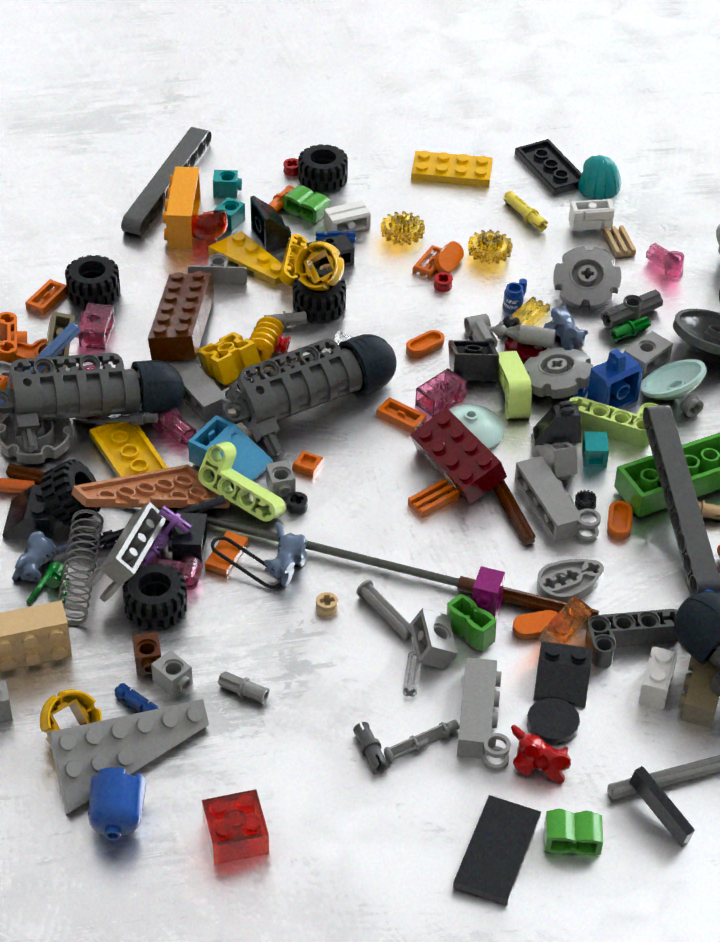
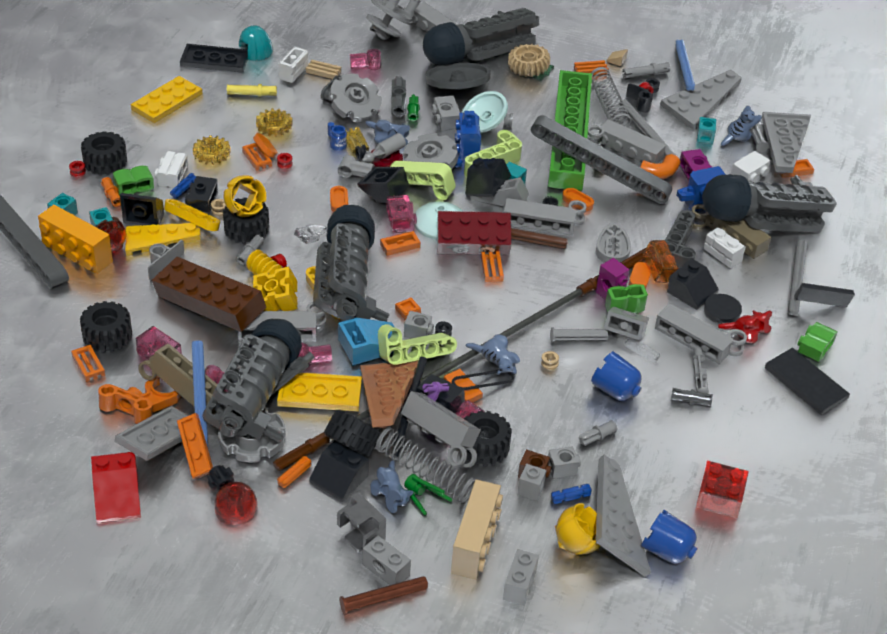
camera: 60 degrees left, 0 degrees up
(121, 659) = (531, 482): none -> light grey brick
(332, 662) = (617, 378): none -> blue cylinder

